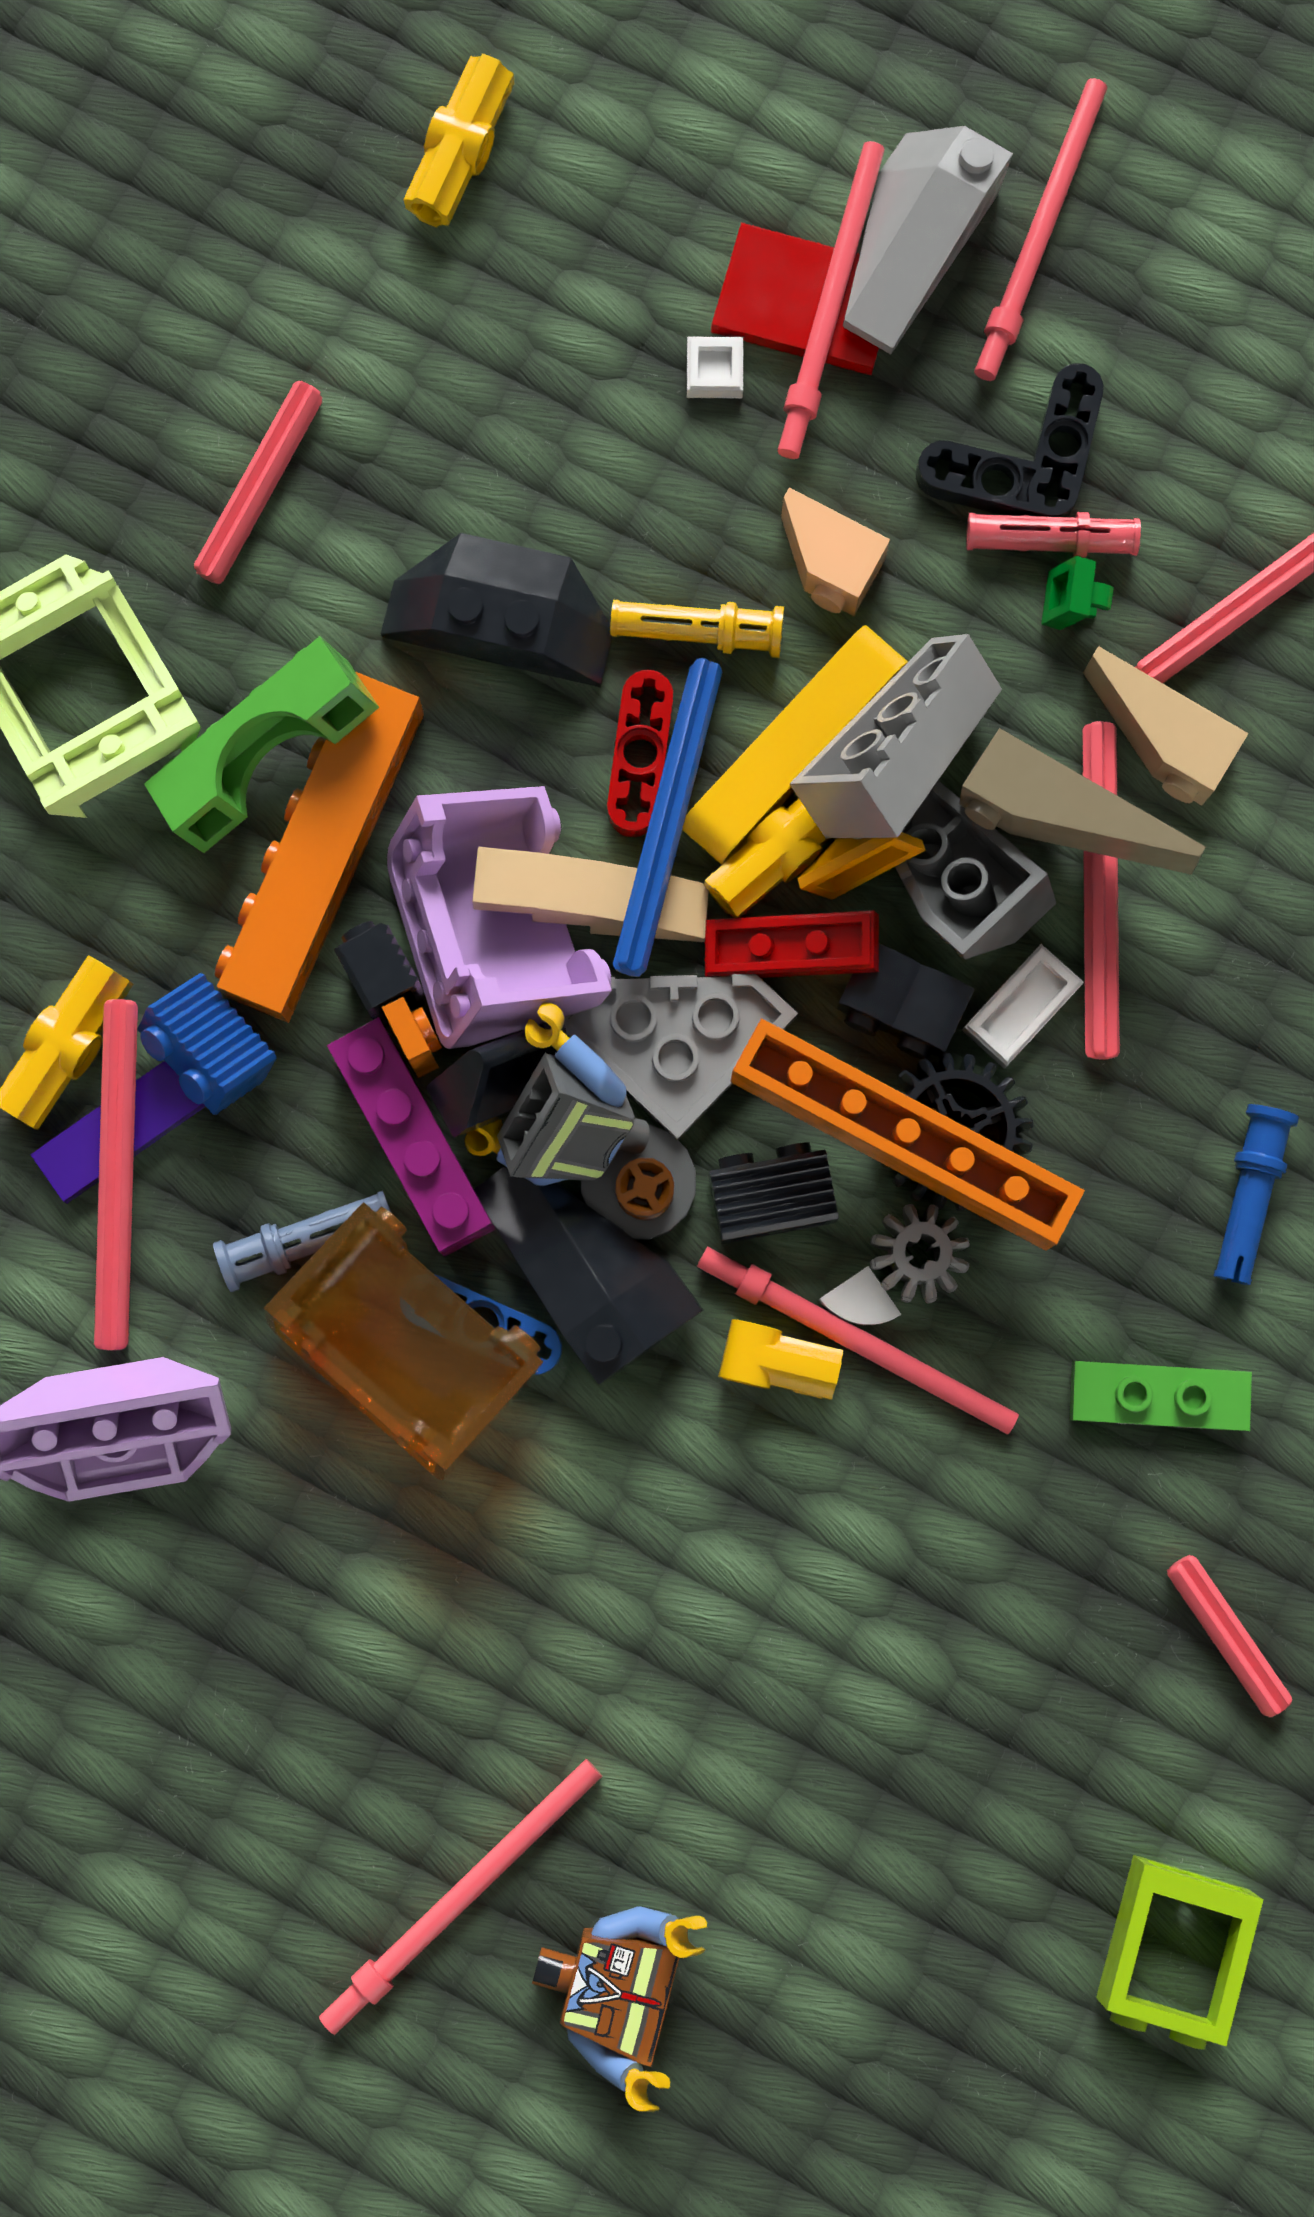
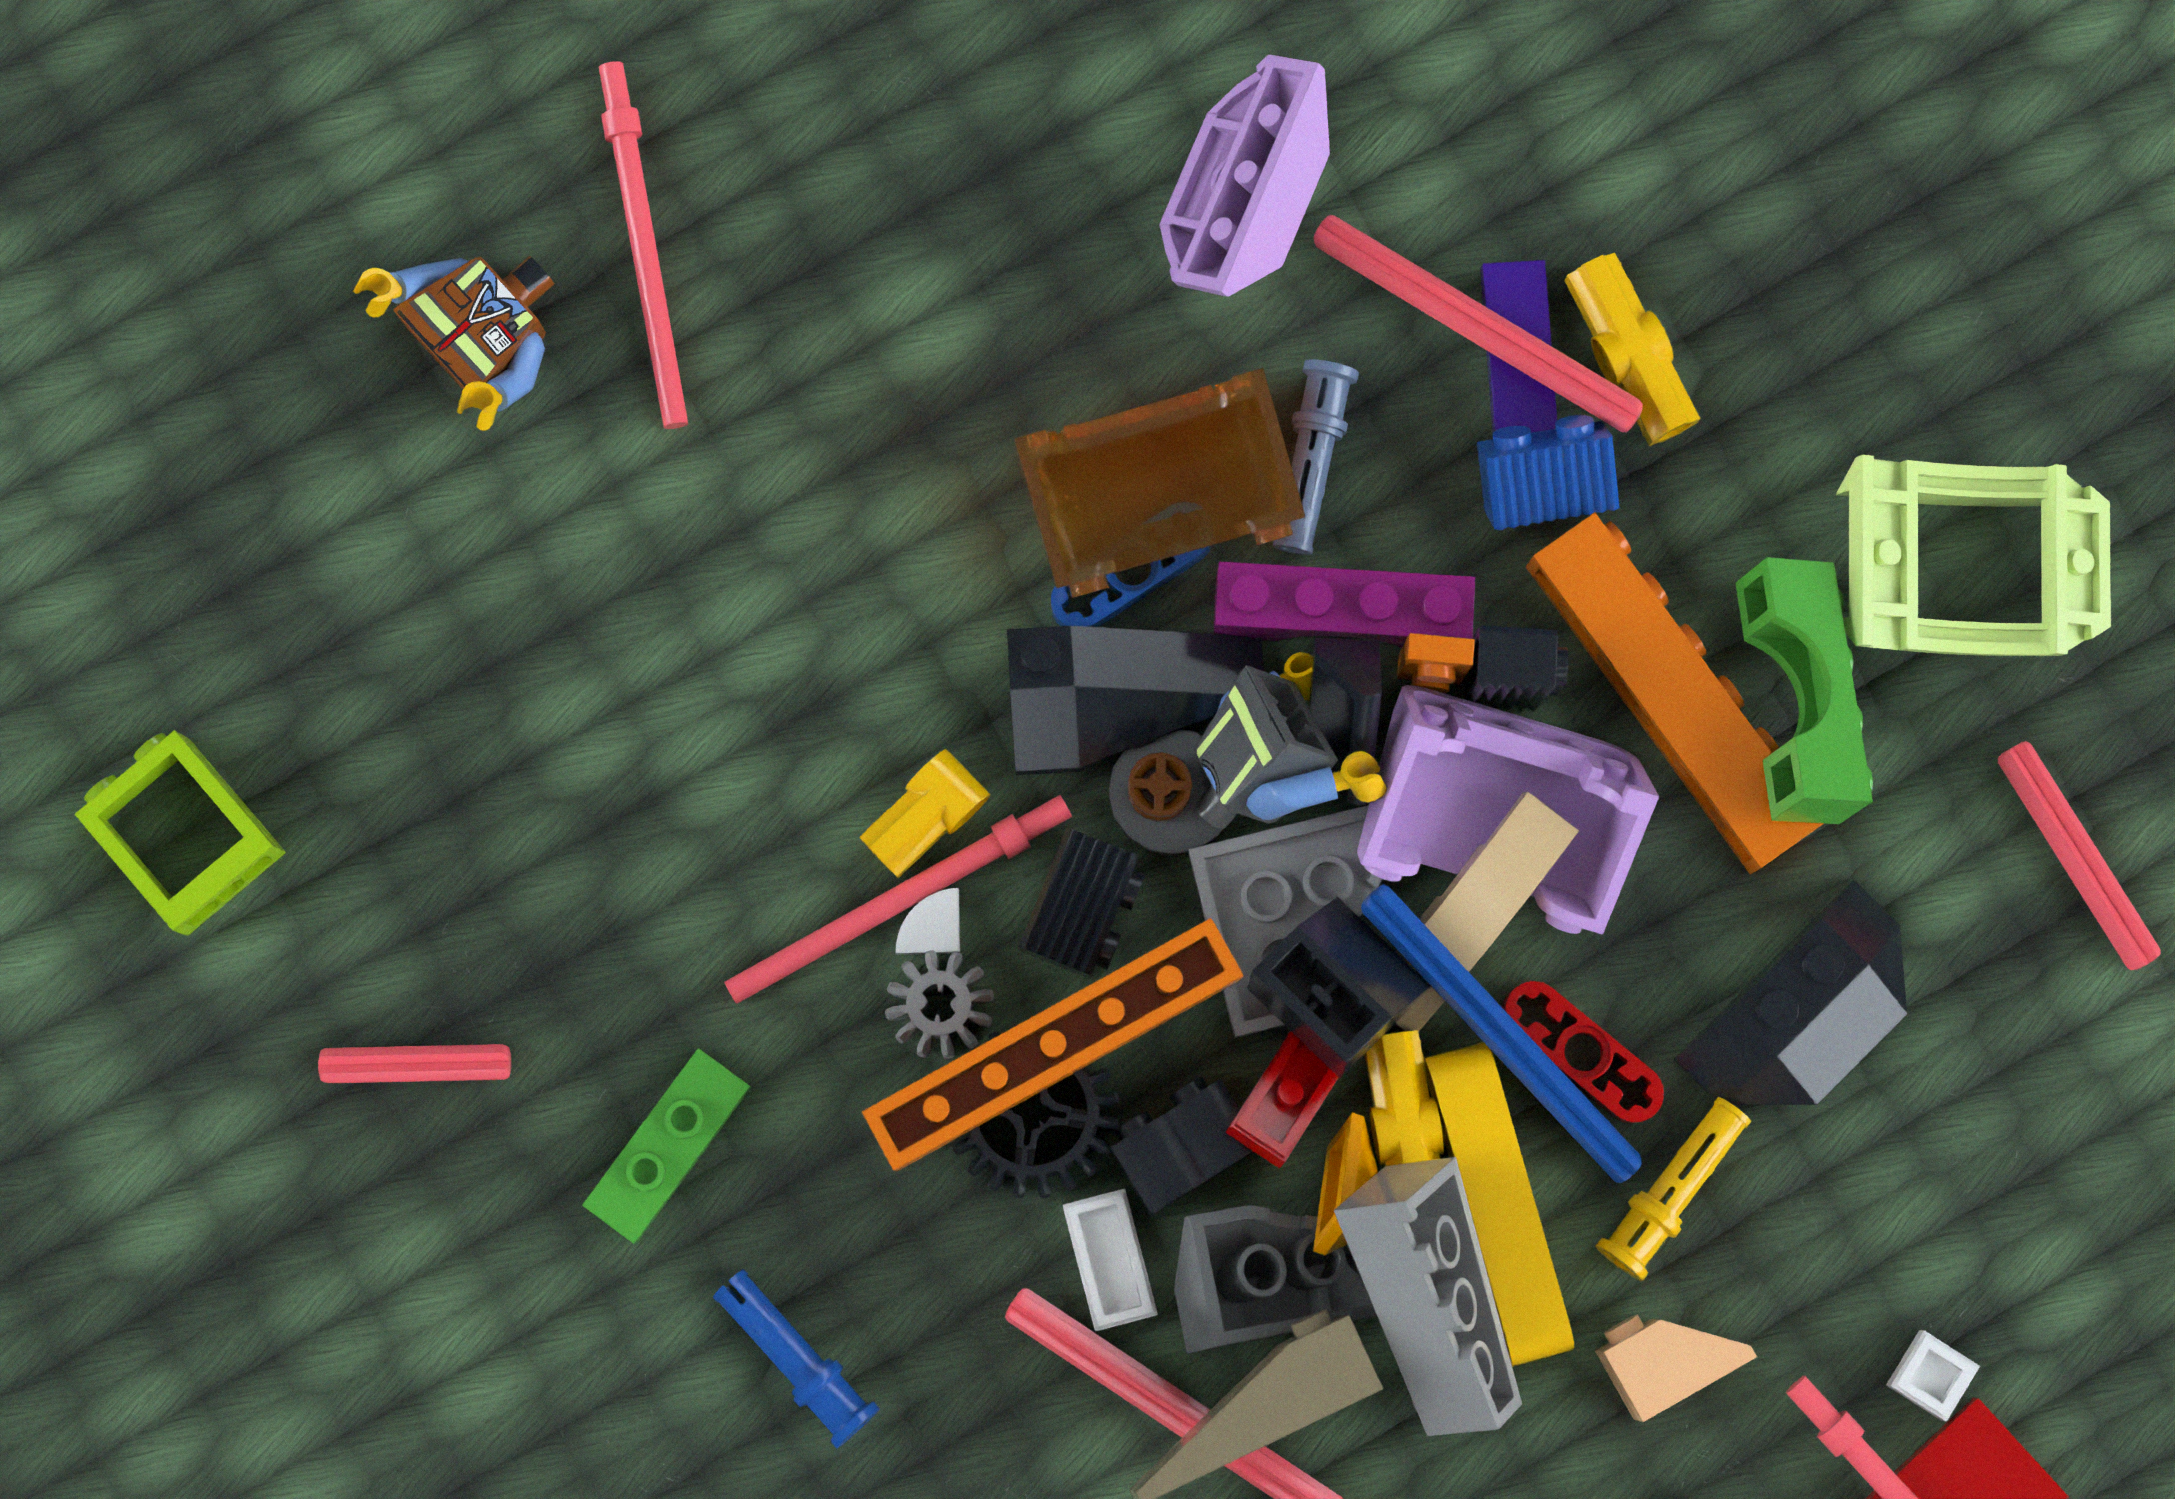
camera: 125 degrees right, 0 degrees up
(713, 953) = (1336, 985): none -> black slope

